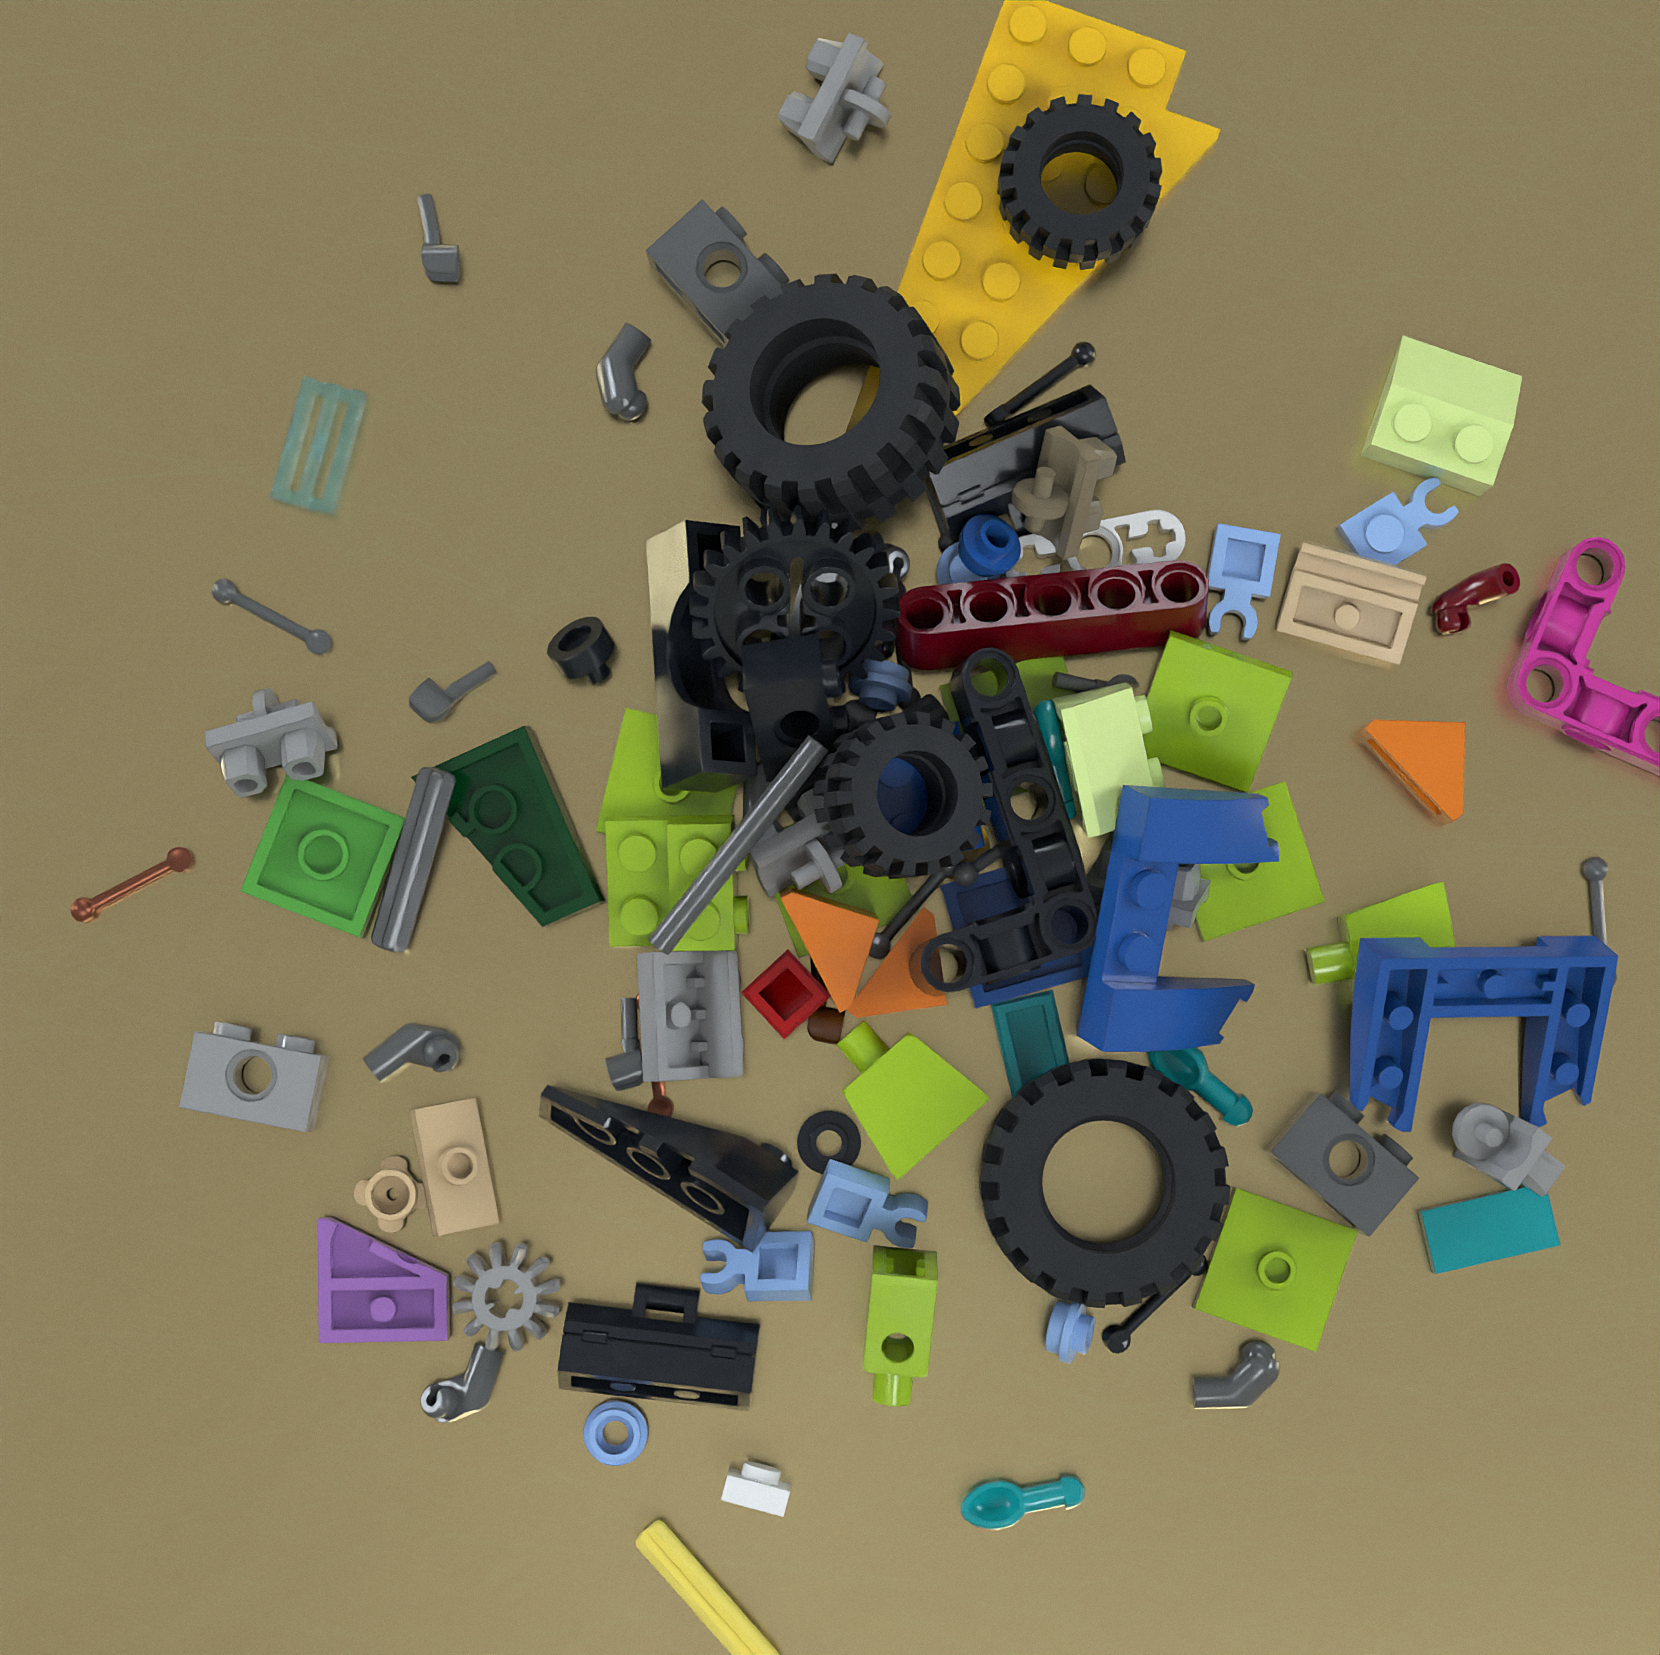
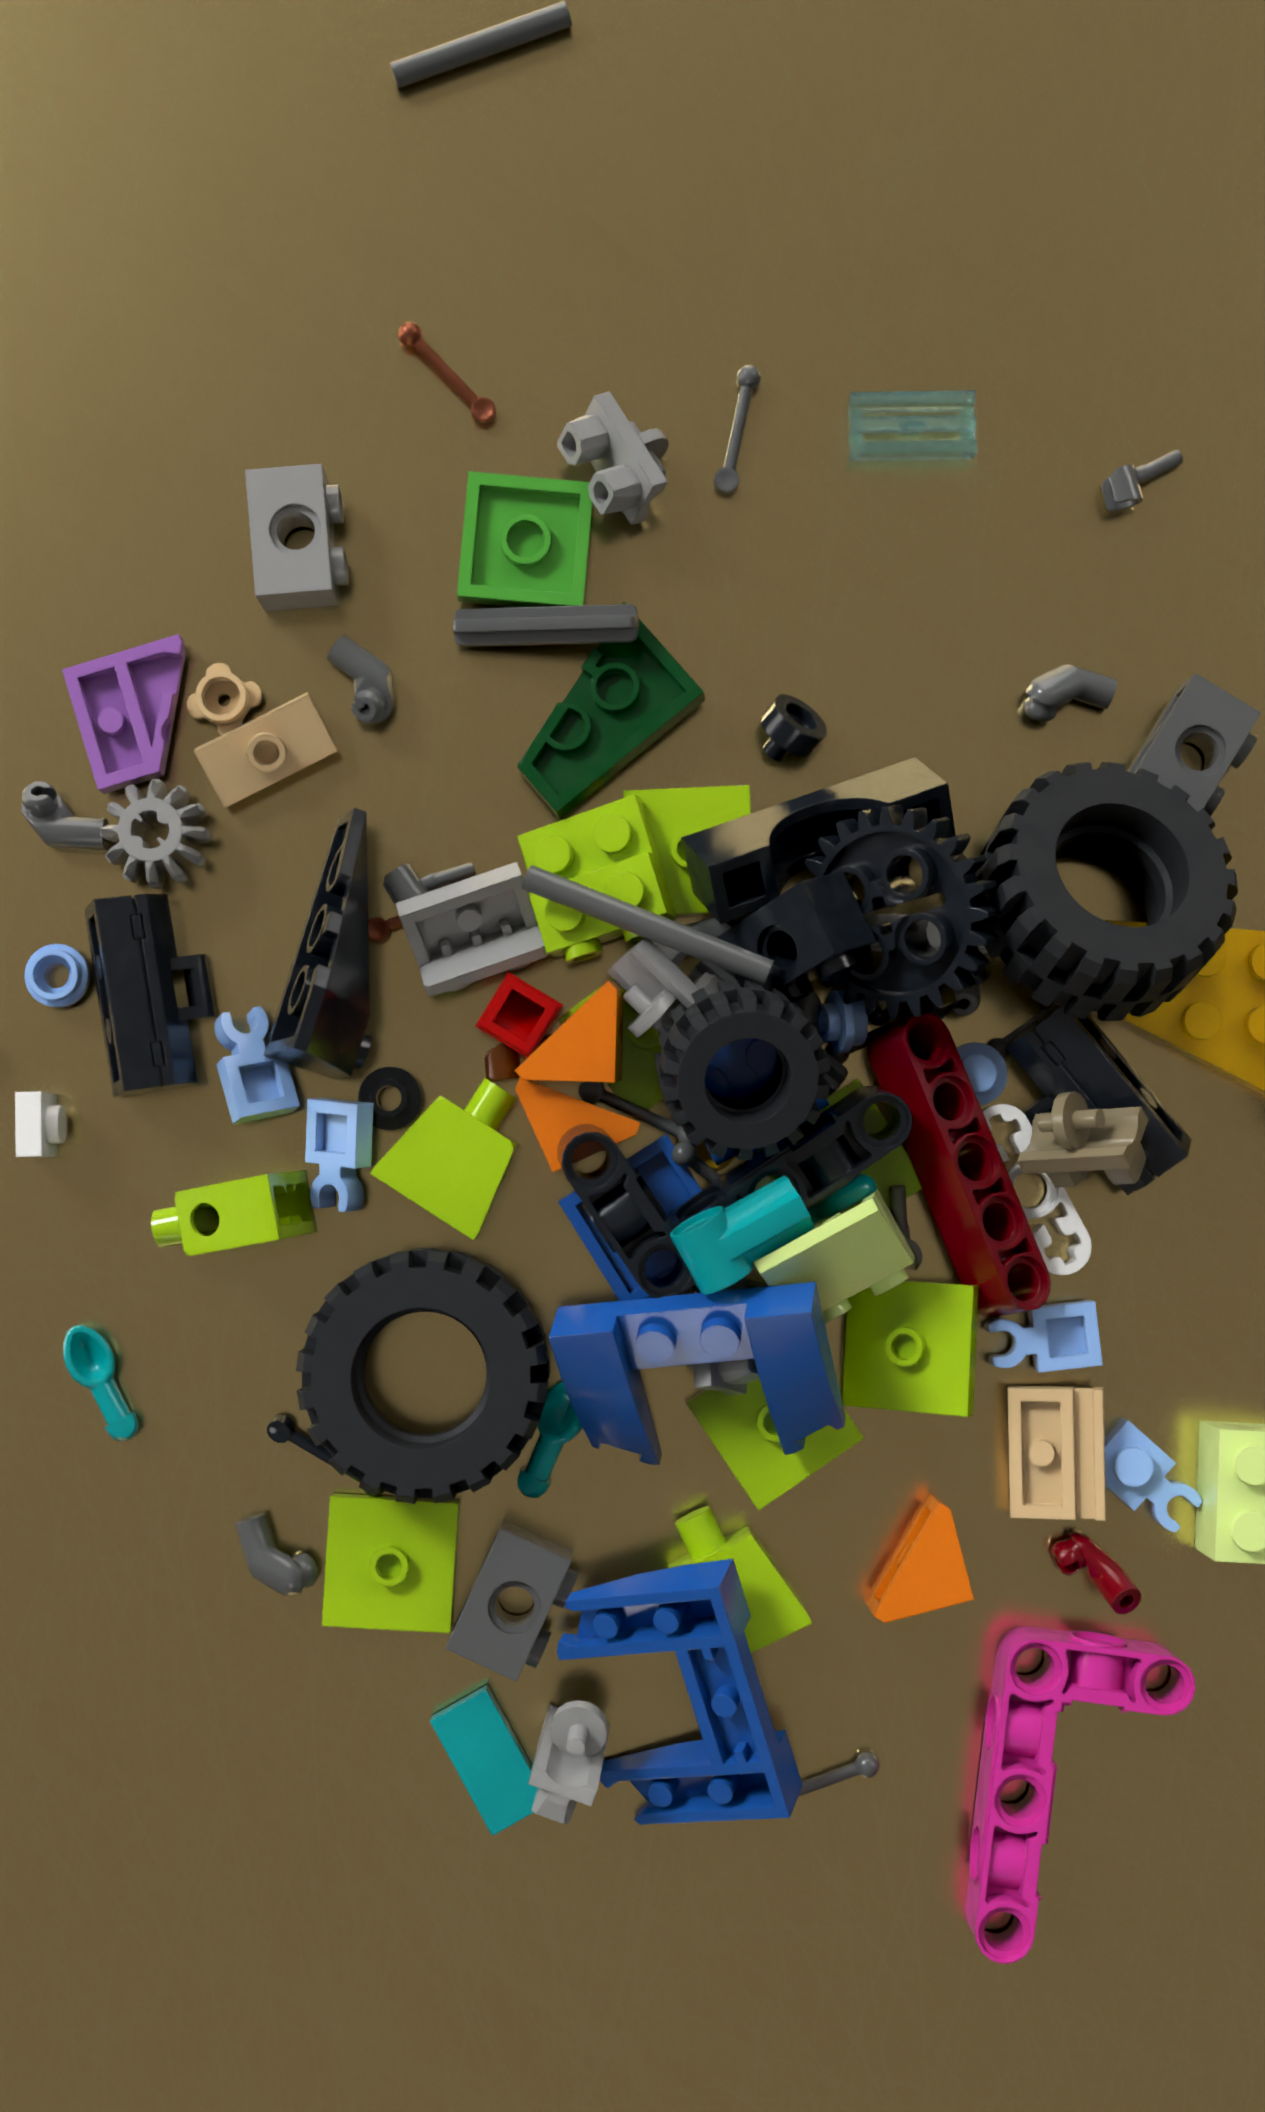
camera: 60 degrees right, 0 degrees up
(434, 703) = (700, 606): dark grey hand -> none
(988, 545) = (1007, 1085): blue plate -> none
(1029, 1037) = (545, 1261): teal tile -> none
(1061, 859) = (726, 1241): none -> teal piece
(1069, 1331) = (273, 1381): light blue plate -> none
(1081, 354) = (1216, 1123): black hinge -> none

